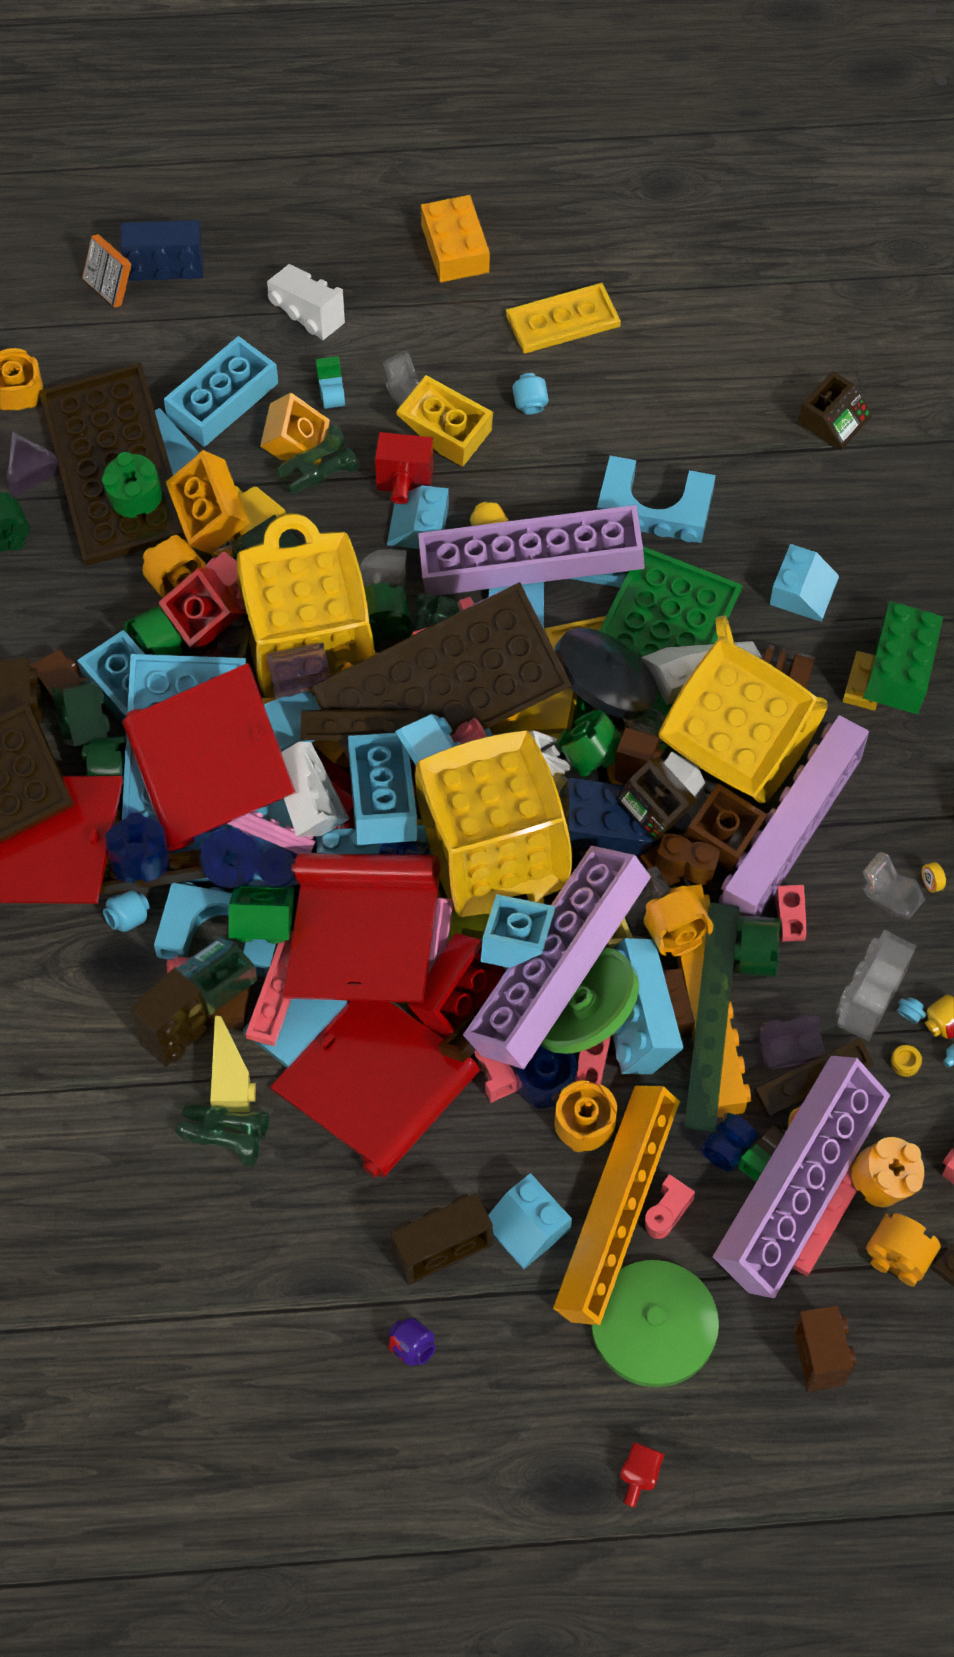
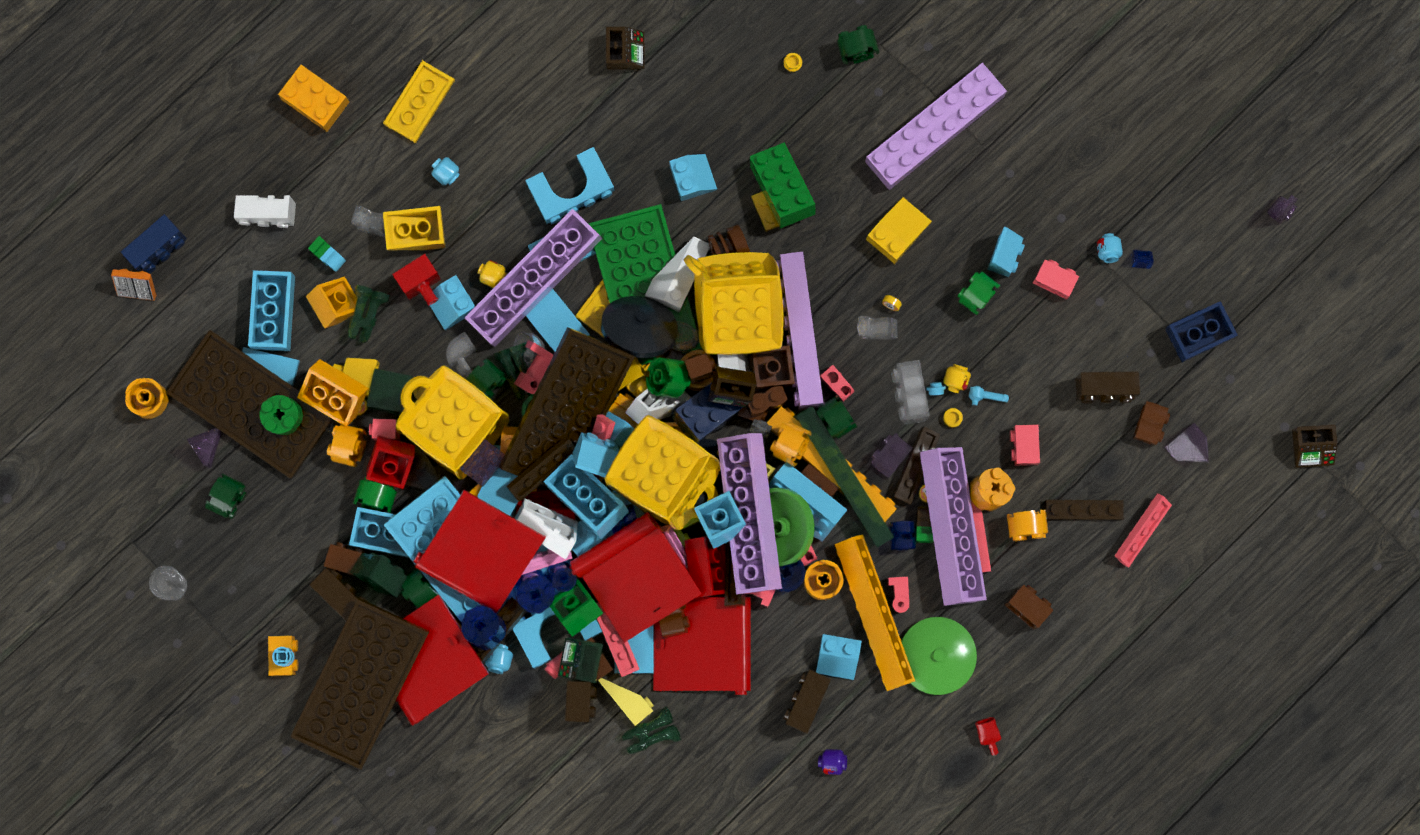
camera: 40 degrees left, 20 degrees up
(364, 1020) = (675, 623): none -> reddish brown brick

